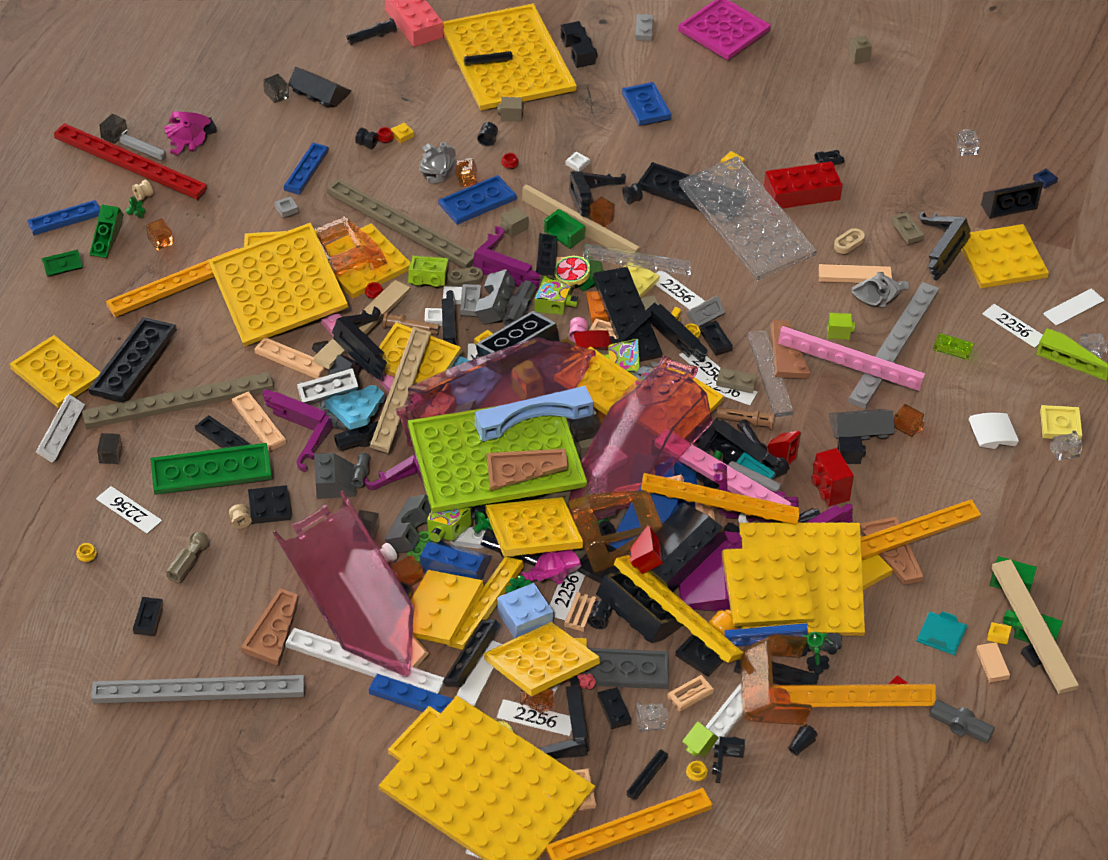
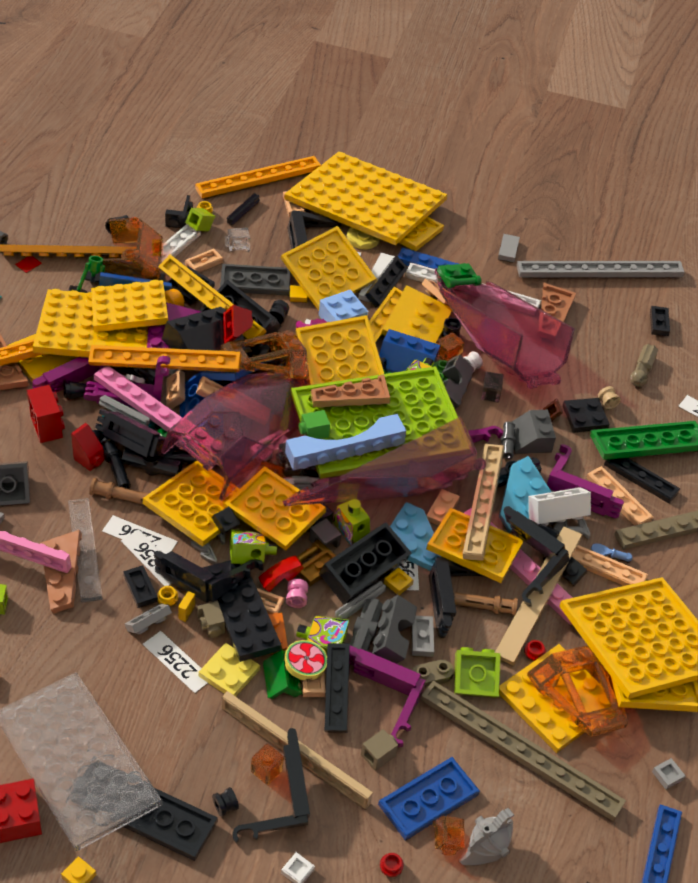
camera: 175 degrees right, 0 degrees up
(290, 371) = (603, 550): none -> medium blue piece
(304, 503) = (554, 409): none -> reddish brown slope
(307, 724) = (508, 248): none -> light grey tile
(385, 652) = (458, 275): none -> green plate
(433, 315) = (462, 620): white tile -> none
(457, 293) = (444, 647): white tile -> none
(564, 429) = (315, 425): none -> bright green brick
(567, 229) = (315, 739): green panel -> none
(584, 599) = (299, 311): light nougat tile -> none
(614, 708) = (267, 252): black plate -> none
(636, 259) = (222, 681): clear tile -> none
(736, 380) = (123, 537): dark tan plate -> none
(851, 449) = (18, 451): black brick -> none

